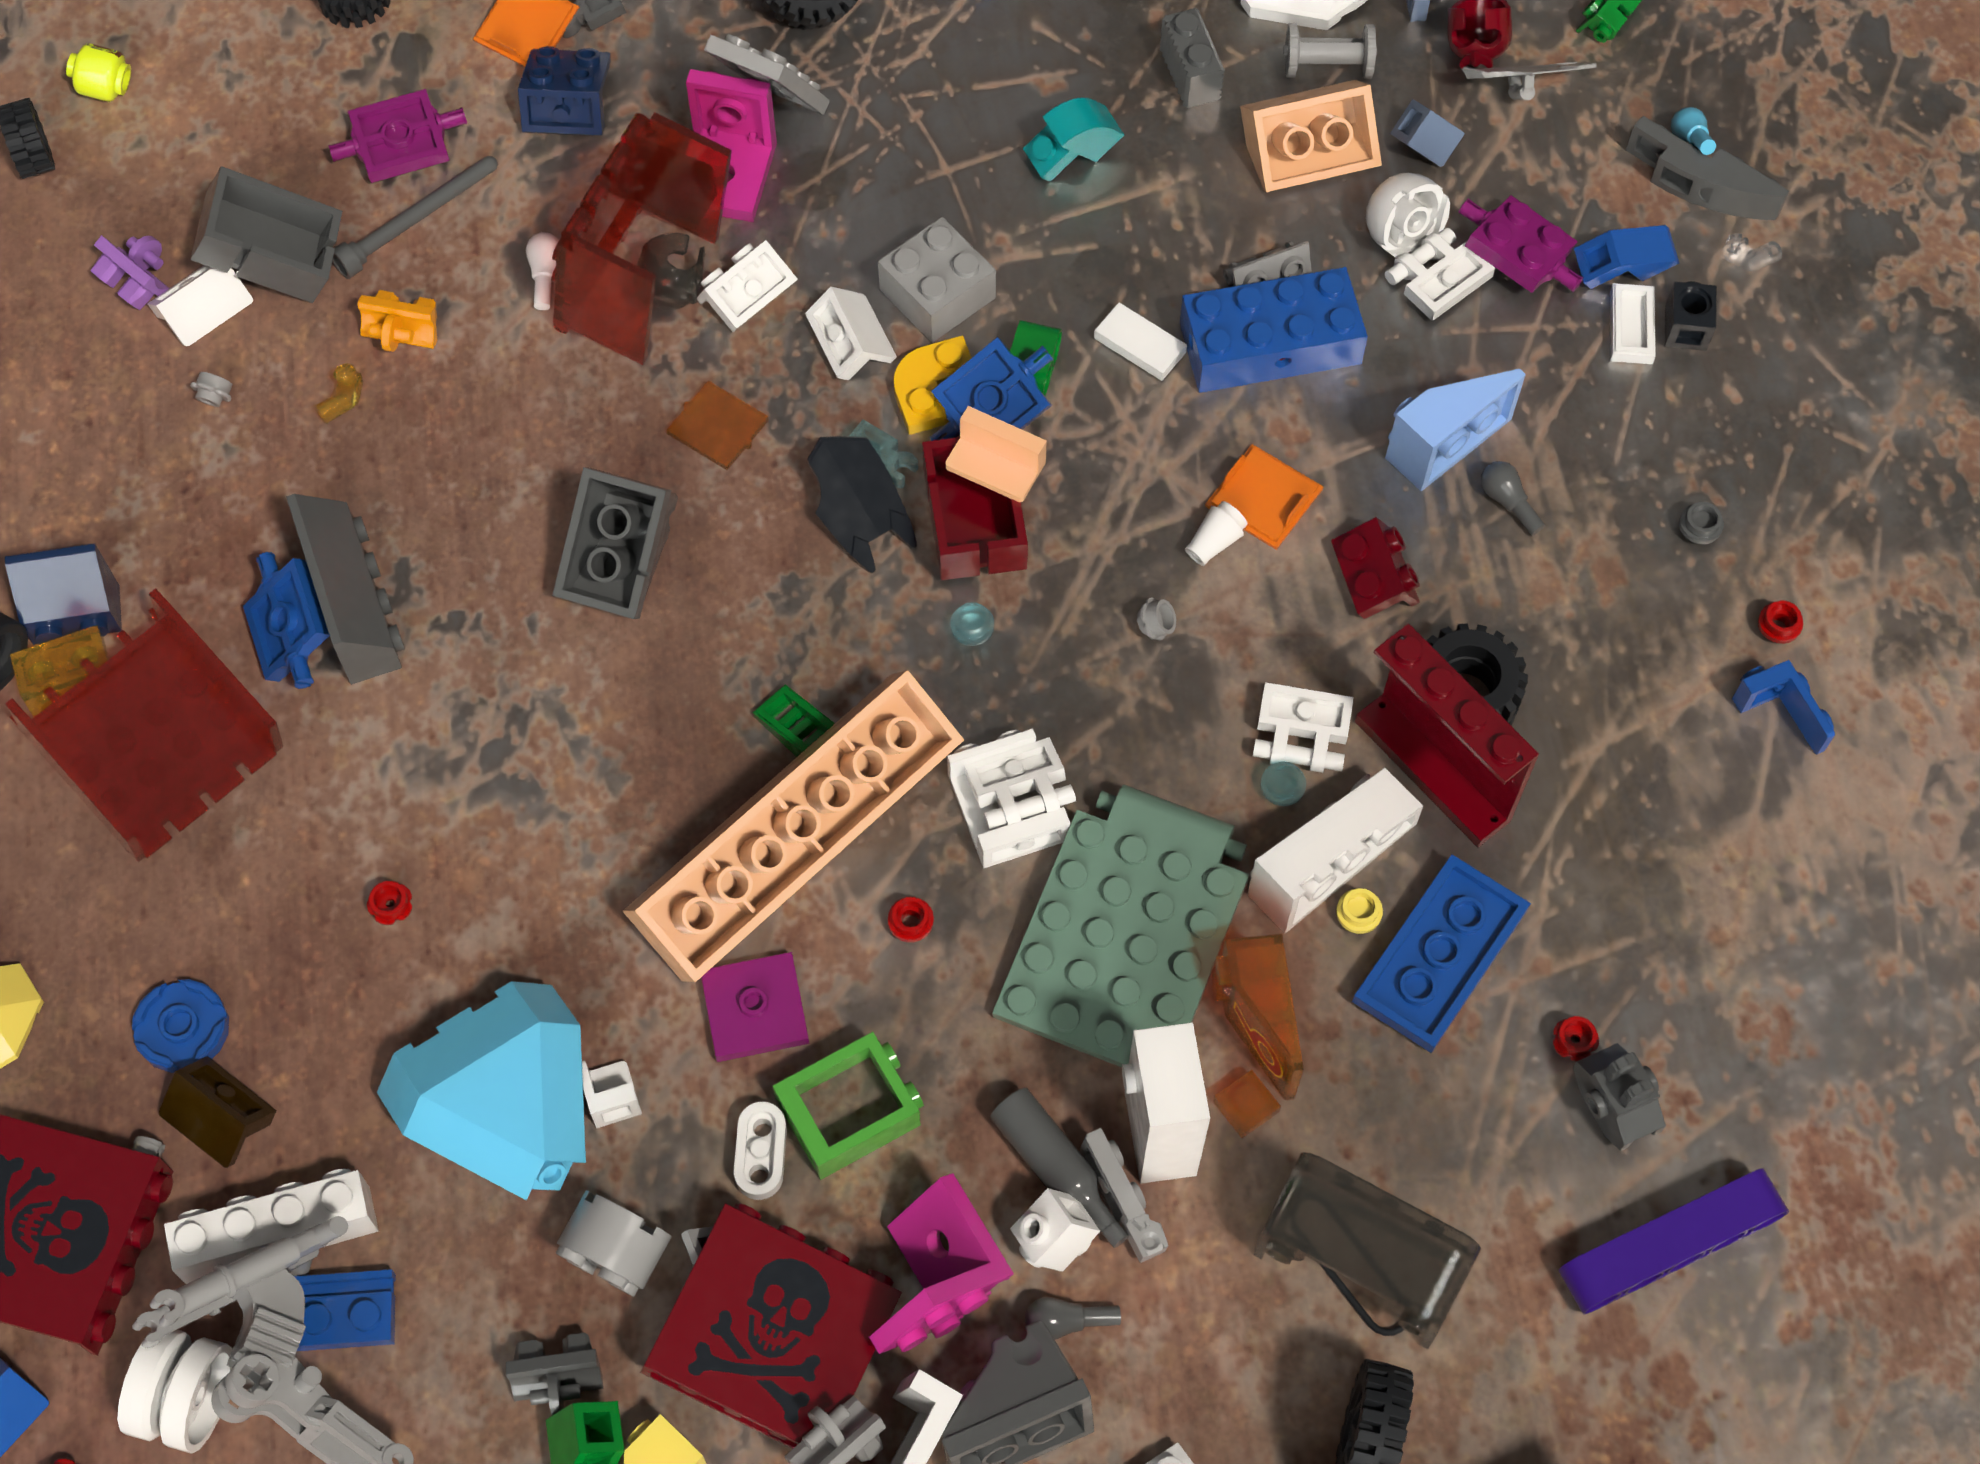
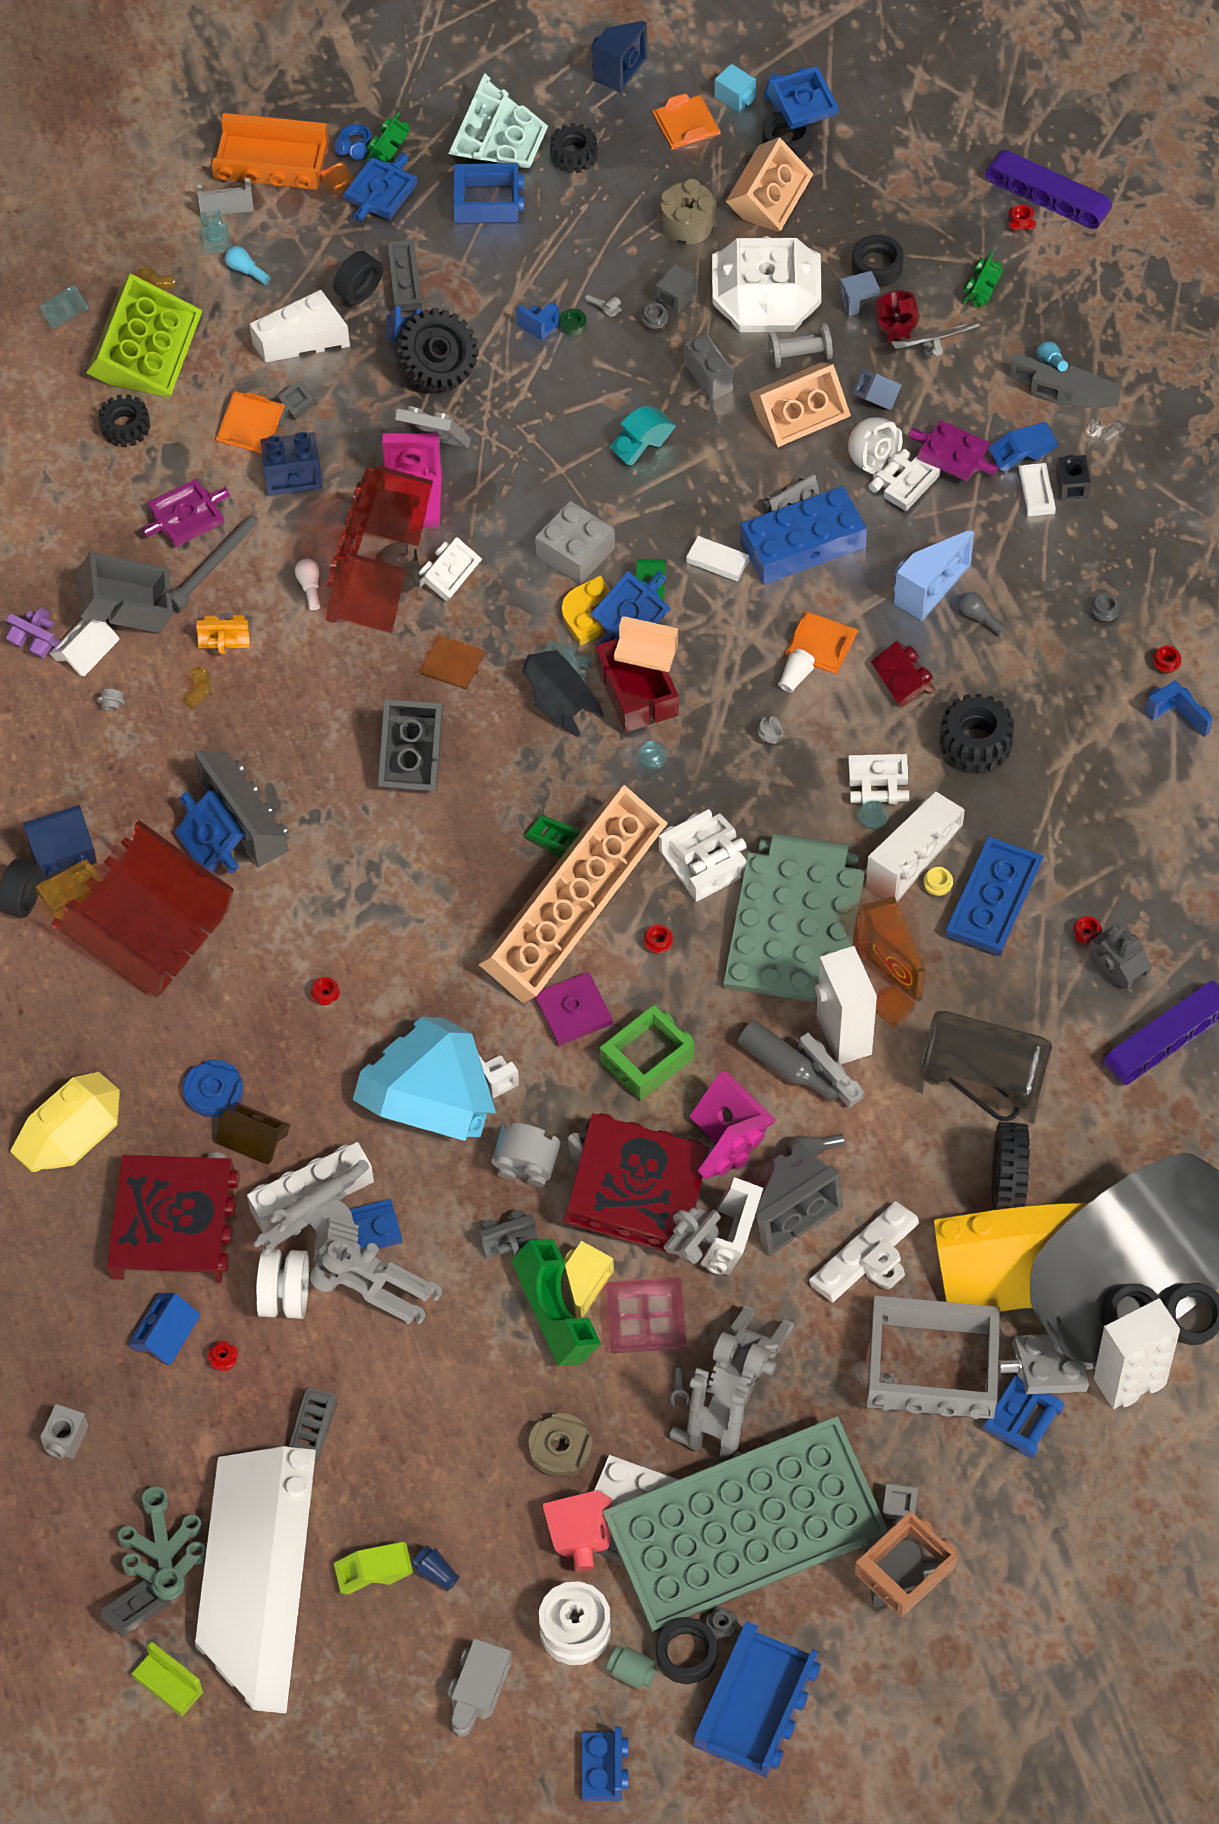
camera: 10 degrees left, 5 degrees down
(759, 1152) = (602, 1090): white plate -> none
(848, 331) = (524, 587): white panel -> none
(1054, 1230) = (793, 1096): white brick -> none
(1447, 737) = (971, 764): dark red panel -> none

